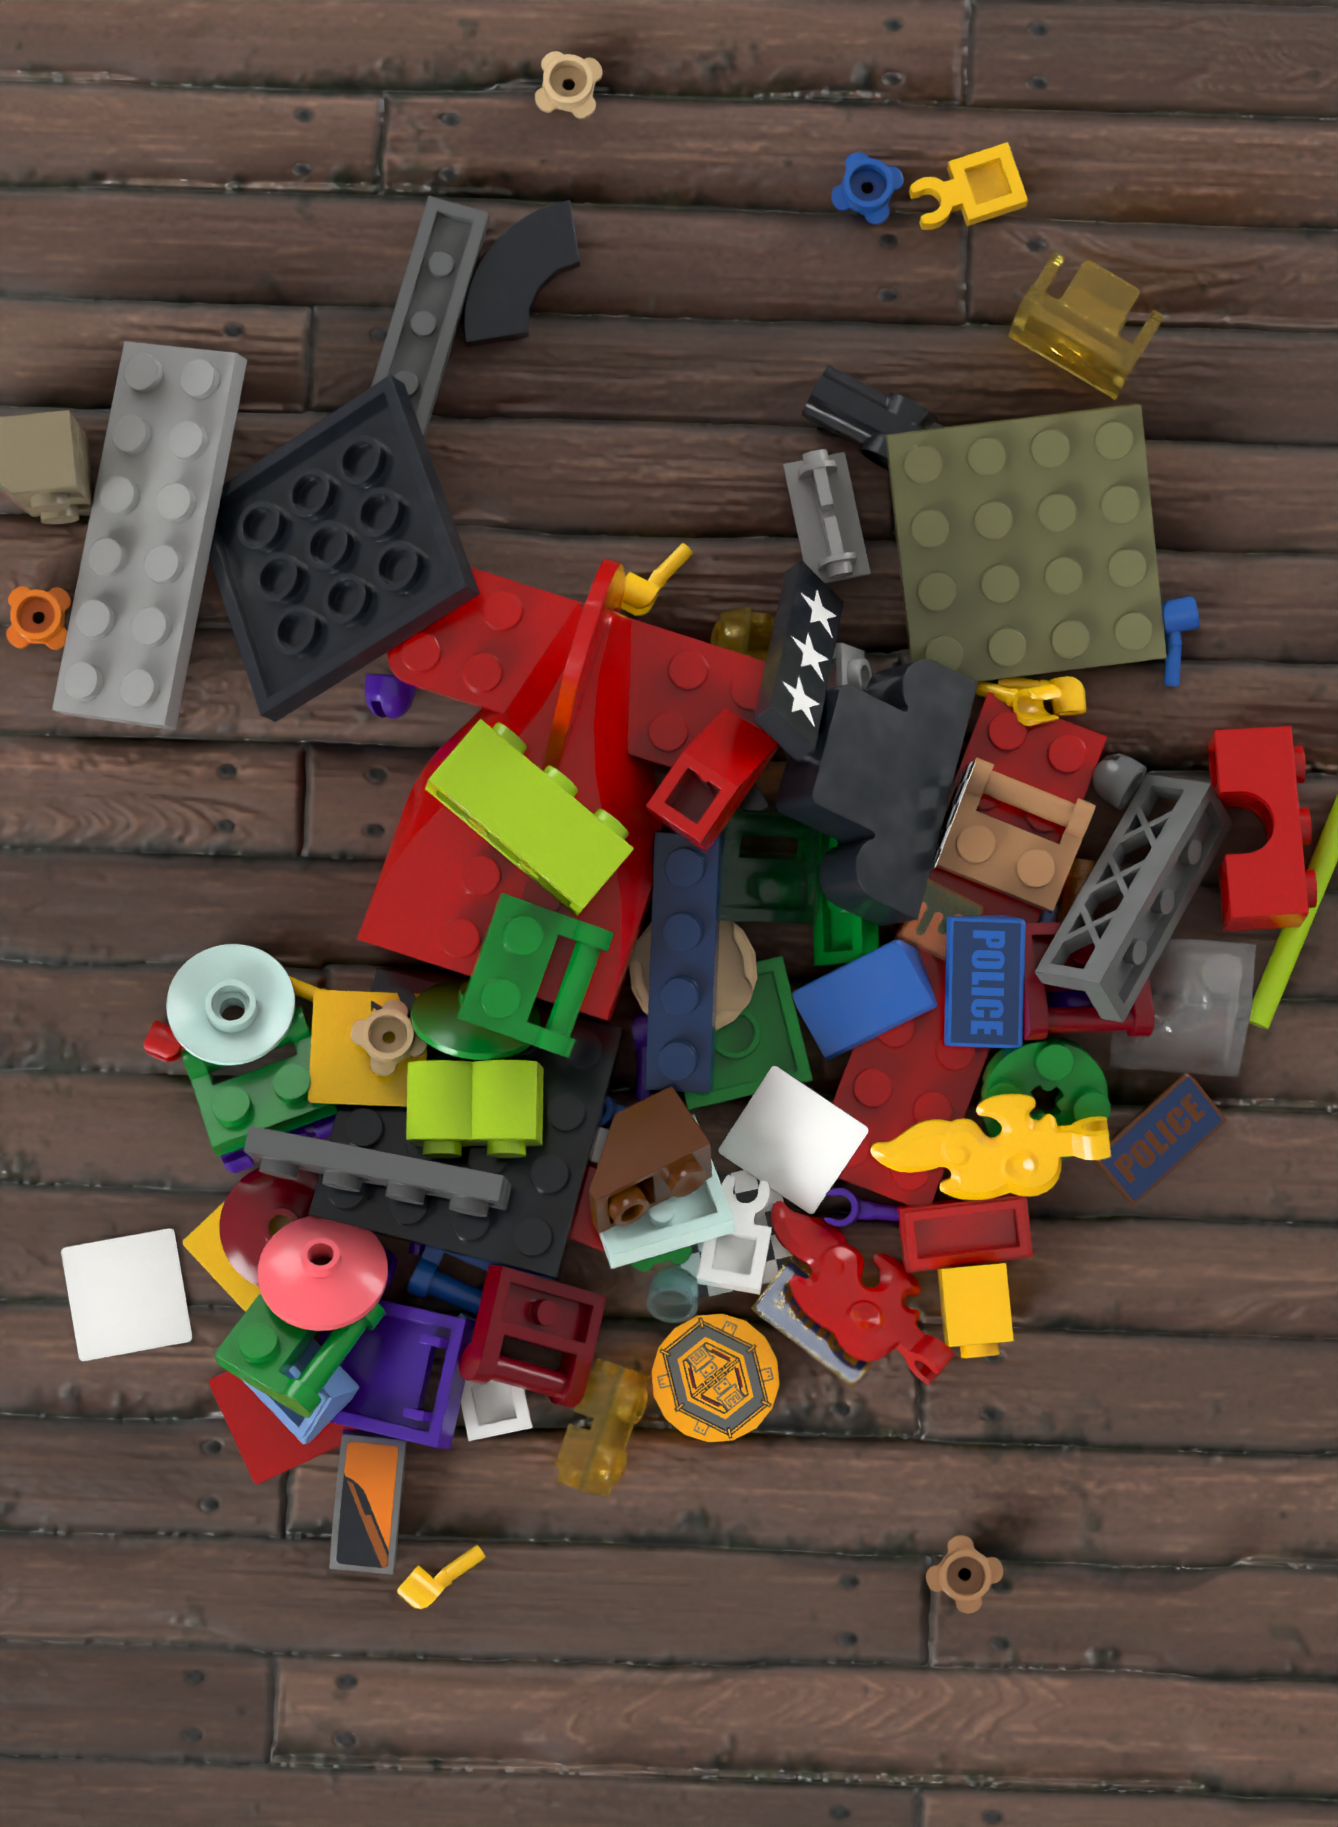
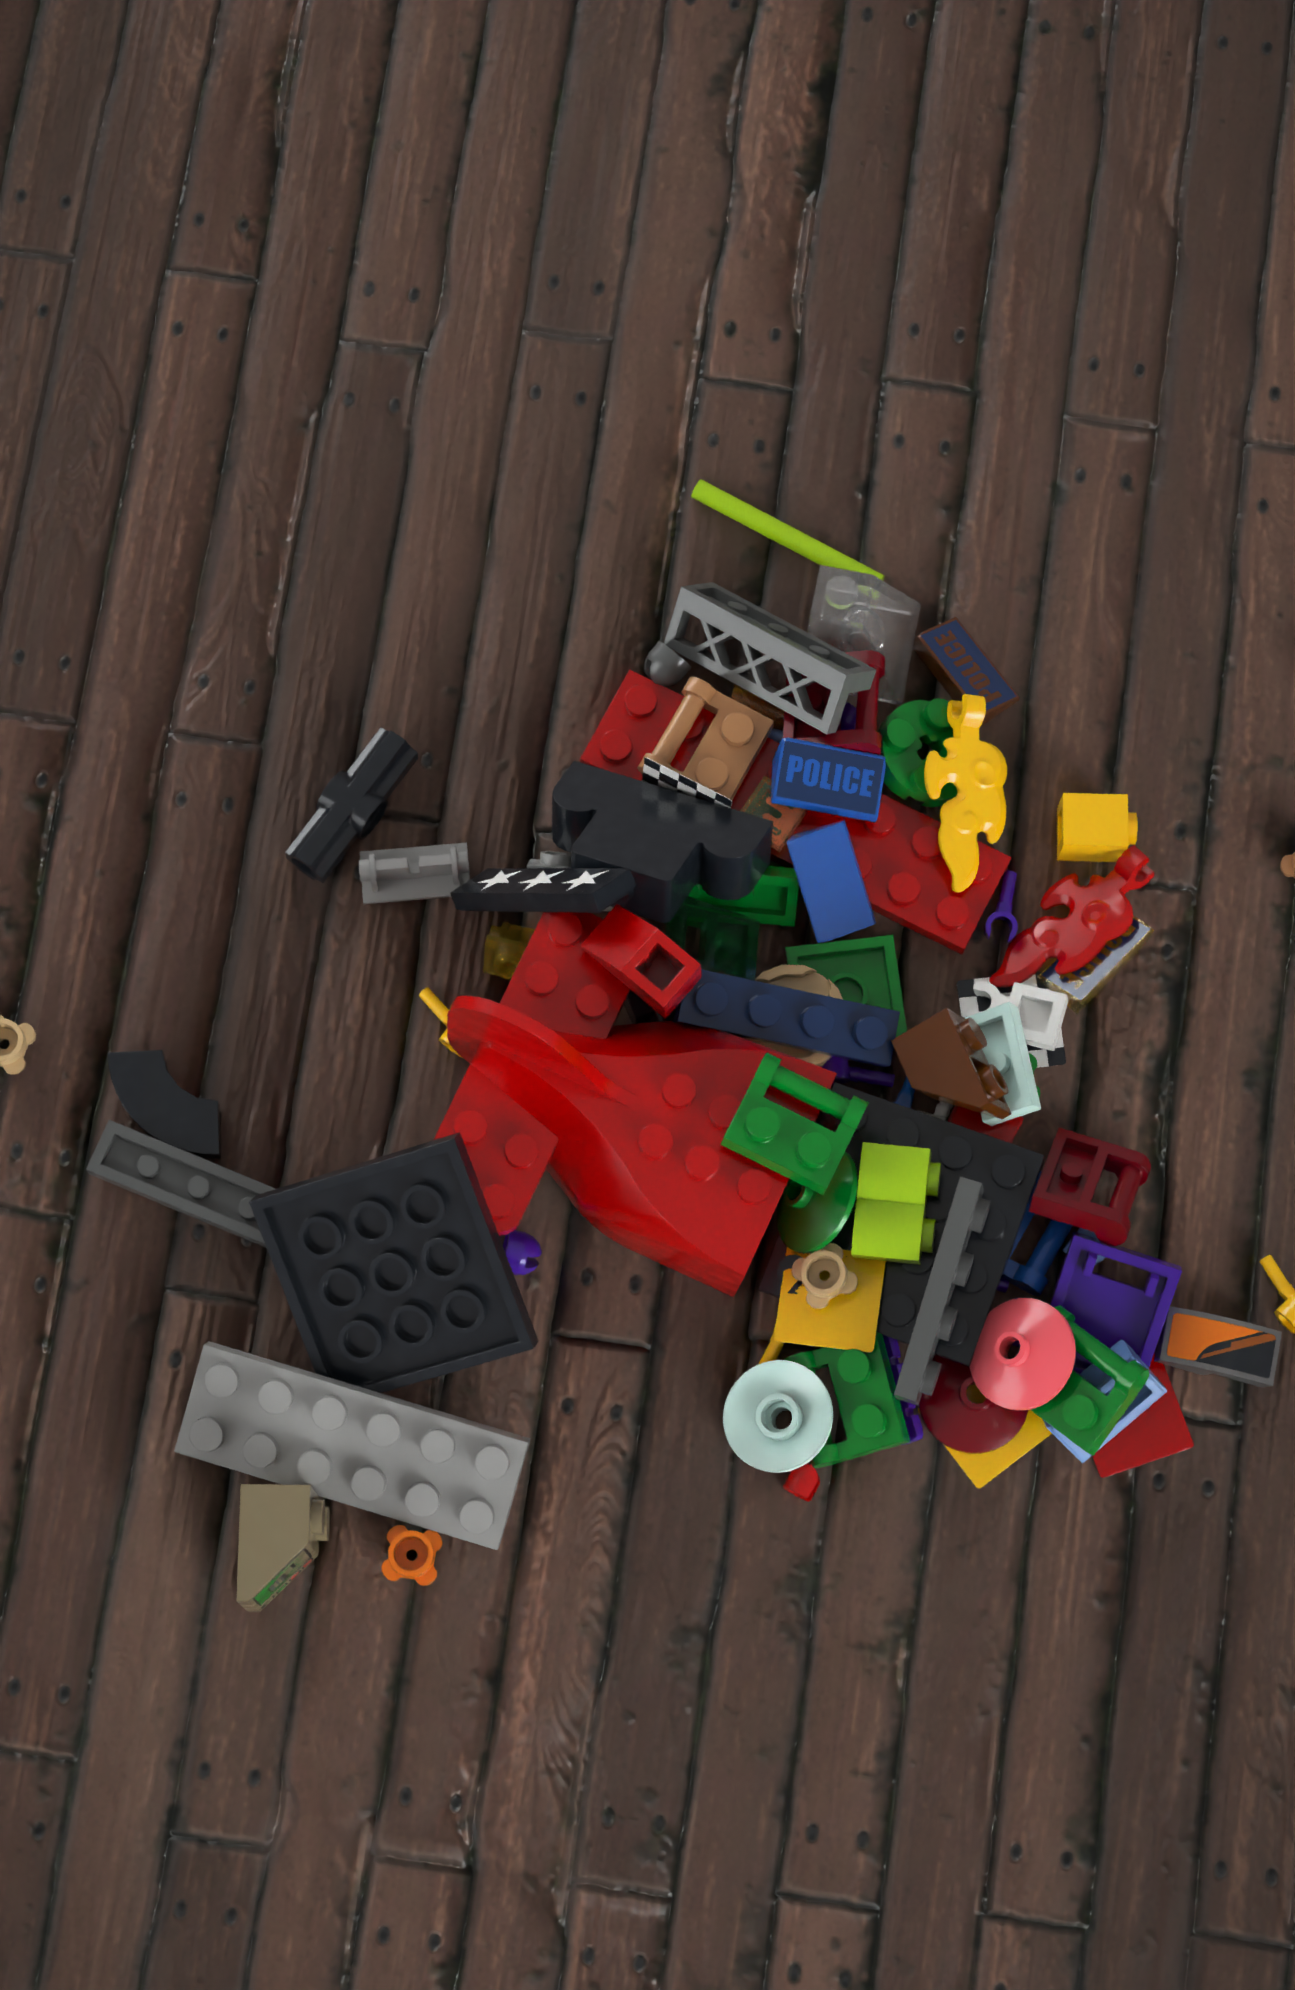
camera: 85 degrees left, 10 degrees down
(126, 1294) = (1020, 1541): white sticker -> none
(494, 1409) = (1150, 1229): white plate -> none
(530, 815) = (660, 1106): lime brick -> none
(597, 1457) = (1190, 1149): clear yellow hinge -> none
(673, 1295) = (1062, 1071): clear light blue hinge -> none
(715, 1377) = (1134, 1047): tile -> none
(793, 1139) = (941, 955): white sticker -> none
(862, 170) = (129, 793): blue plate -> none
(964, 1232) = (1031, 832): red tile -> none
(980, 187) = (148, 716): yellow plate -> none
(1025, 702) = (593, 727): yellow hand -> none
(1028, 543) = (460, 709): olive plate -> none
(1072, 693) = (589, 698): yellow hand -> none
(1084, 325) = (292, 637): clear yellow panel -> none
(1178, 616) = (536, 608): blue hand -> none
(1261, 774) = (679, 549): red arch -> none

